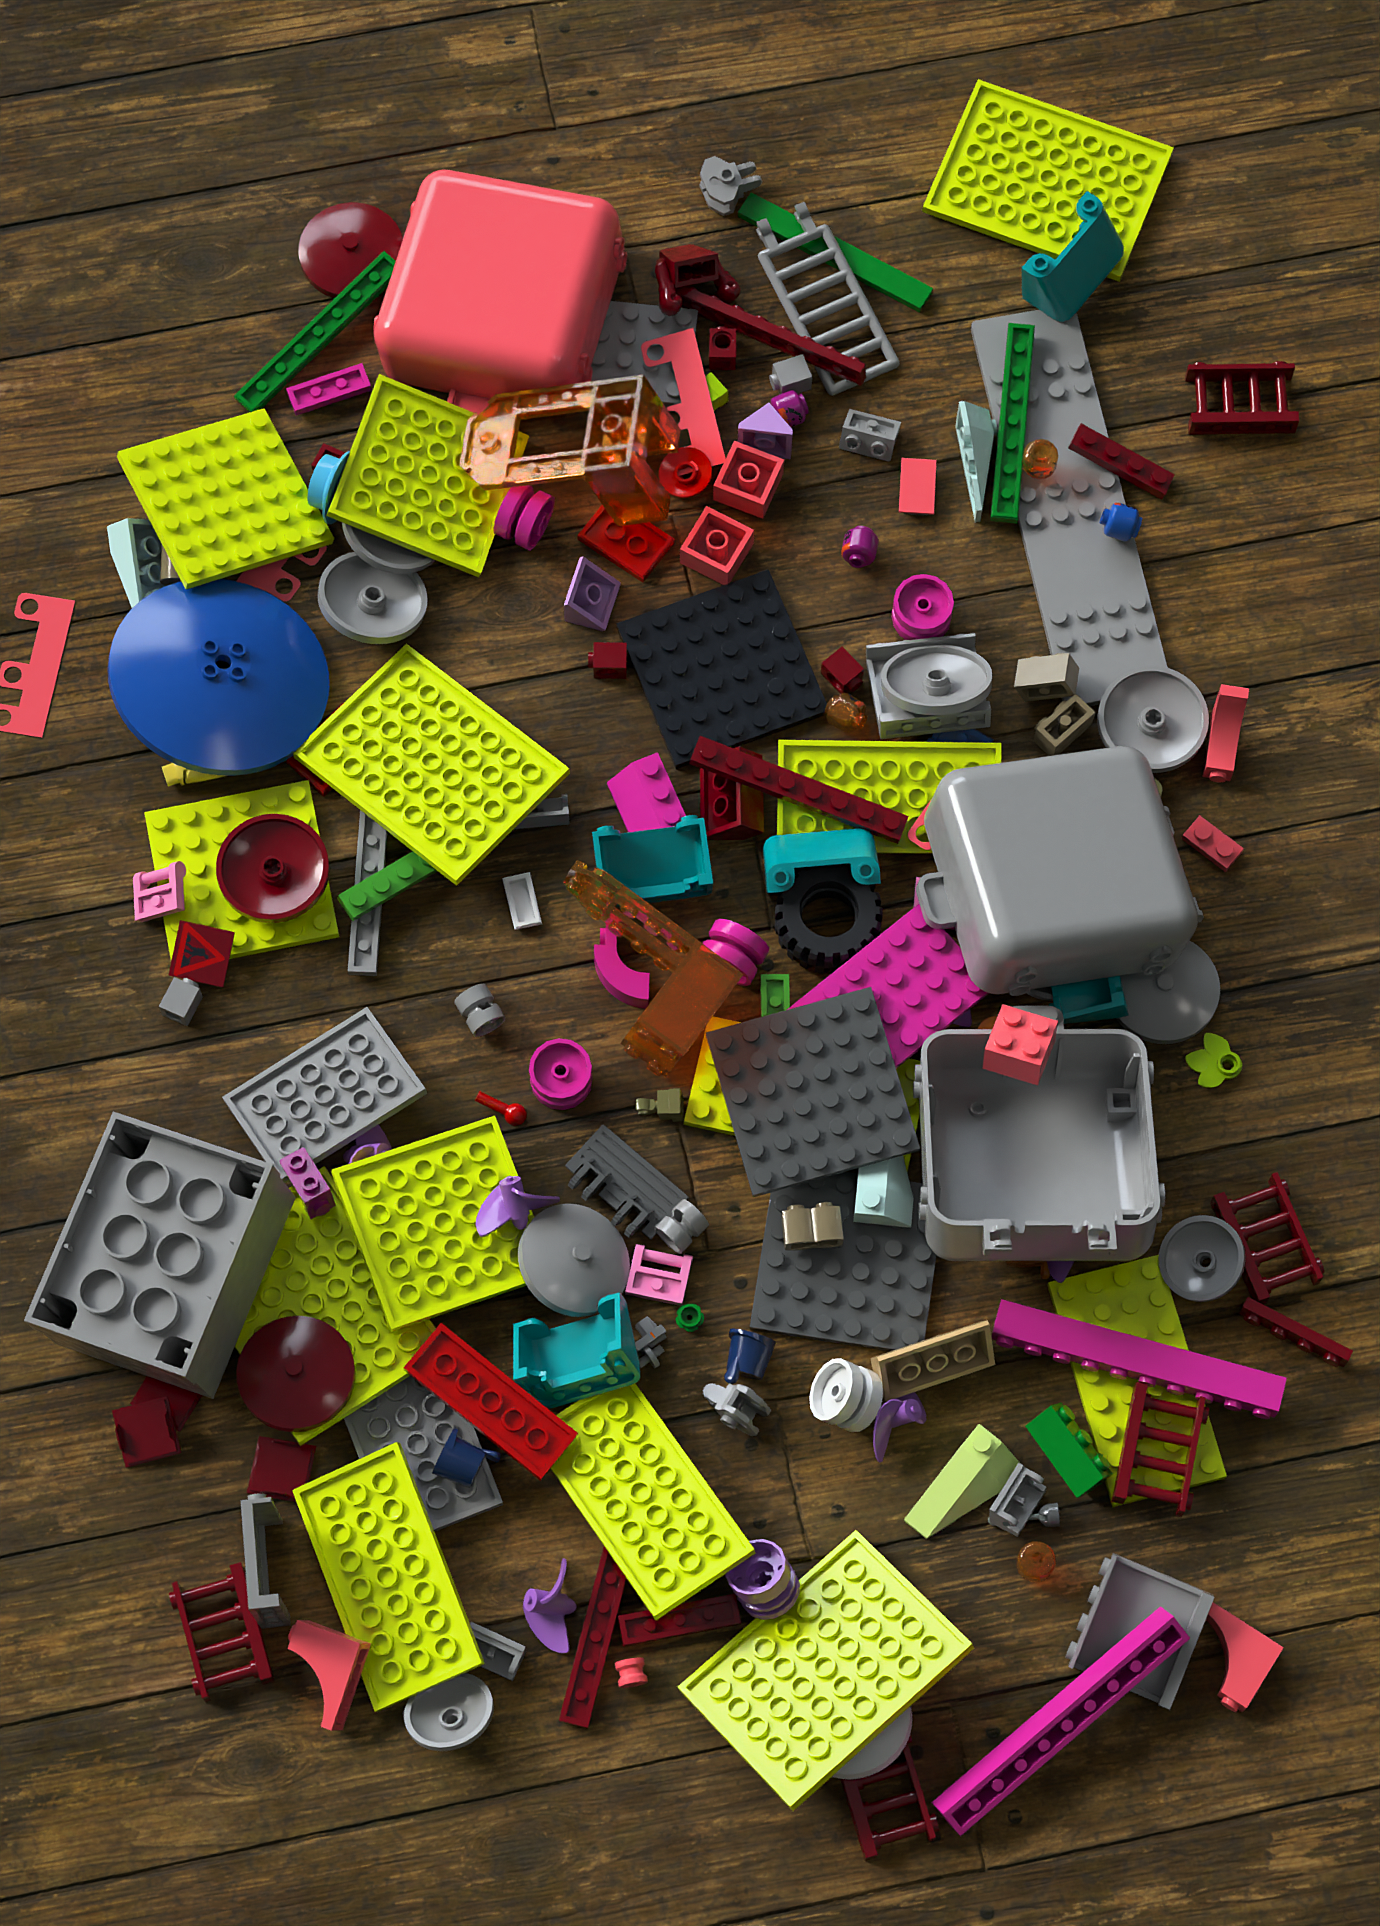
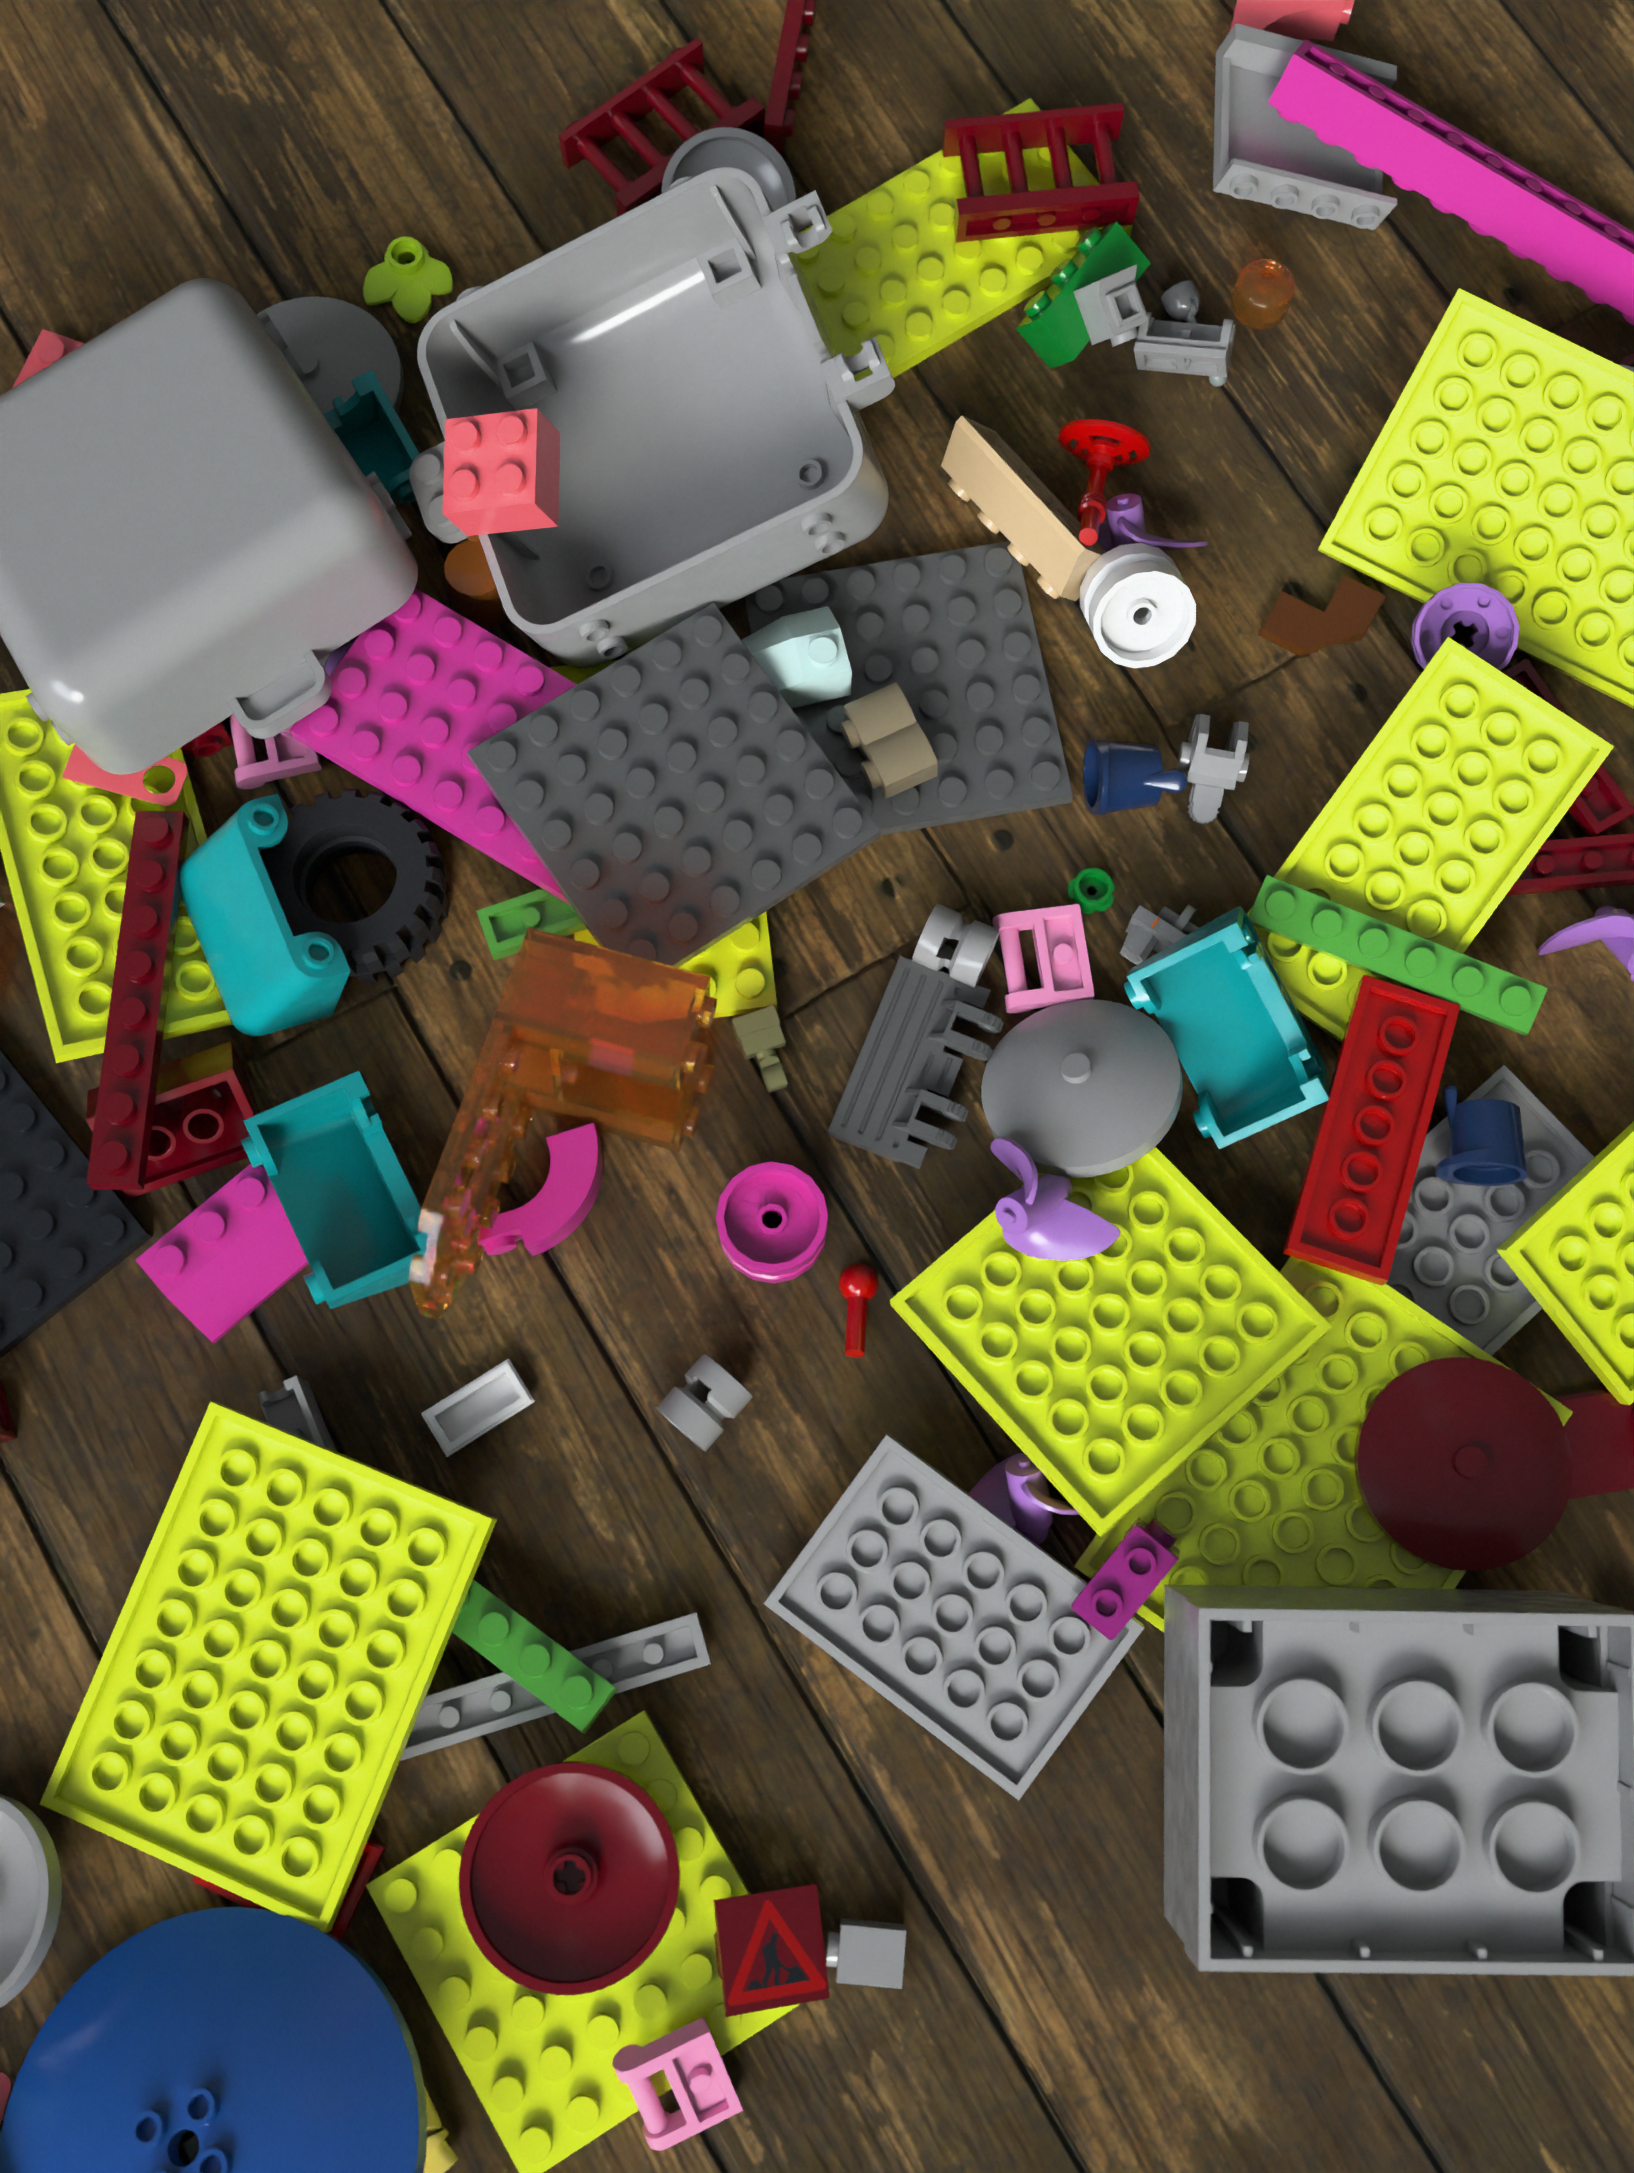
camera: 110 degrees left, 5 degrees up
(584, 1459) = (1397, 955): none -> bright green plate
(738, 947) = (458, 1009): dark pink wheel -> none
(806, 1529) = (1307, 629): none -> reddish brown tile
(955, 1417) = (1102, 443): none -> red dish
(966, 1482) = (1190, 432): yellowish green wedge -> none
(1044, 1455) = (1112, 307): none -> light grey window
(1138, 1359) = (916, 237): dark pink brick -> none

